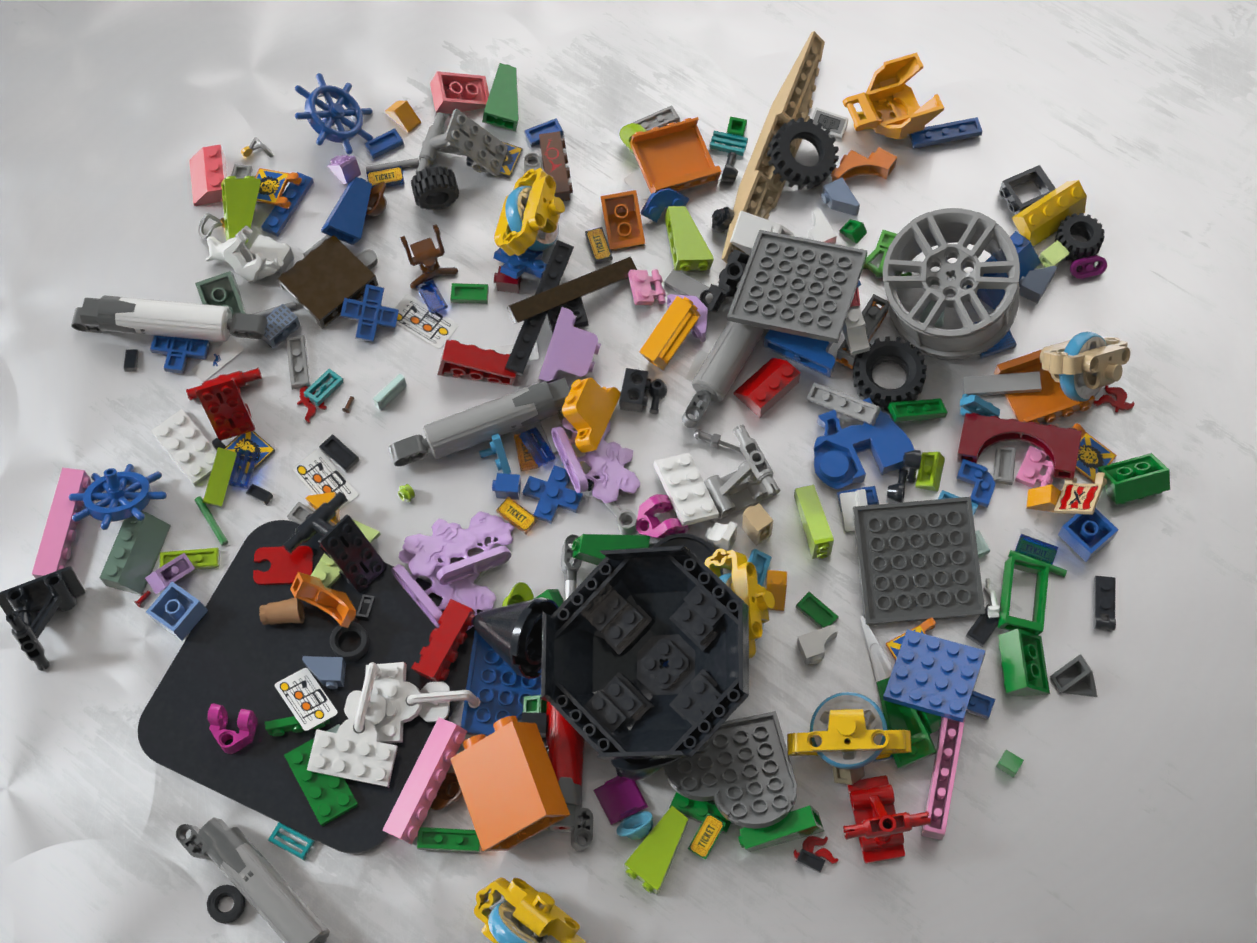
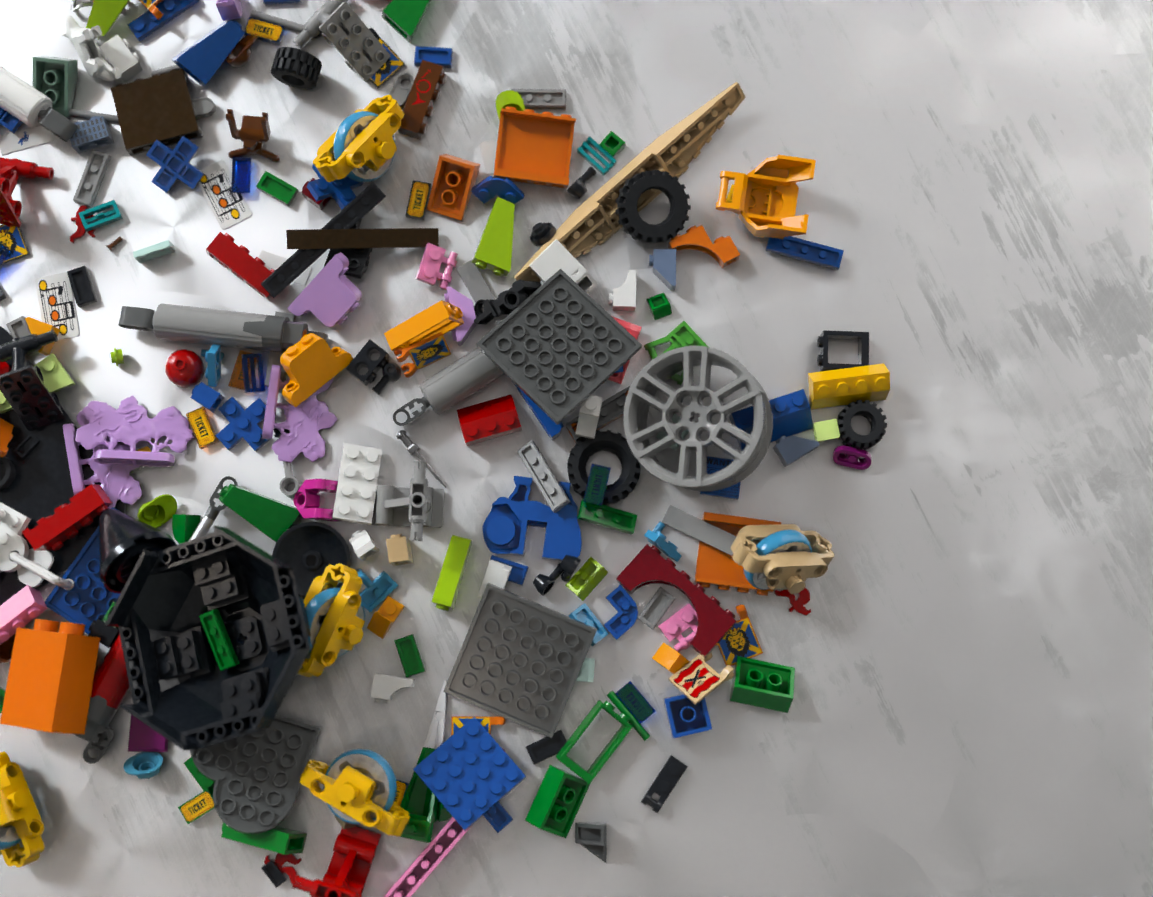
camera: 25 degrees right, 15 degrees up
(472, 474) = (184, 368): none -> red cylinder
(644, 672) = (219, 639): none -> green tile
(656, 852) = (150, 797): lime slope -> none
(679, 356) = (423, 353): none -> flag
(835, 123) = (701, 184): slope -> none
(895, 384) = (596, 484): none -> tile
(993, 611) = (559, 740): white piece -> none
(1009, 763) = (492, 881): green slope -> none

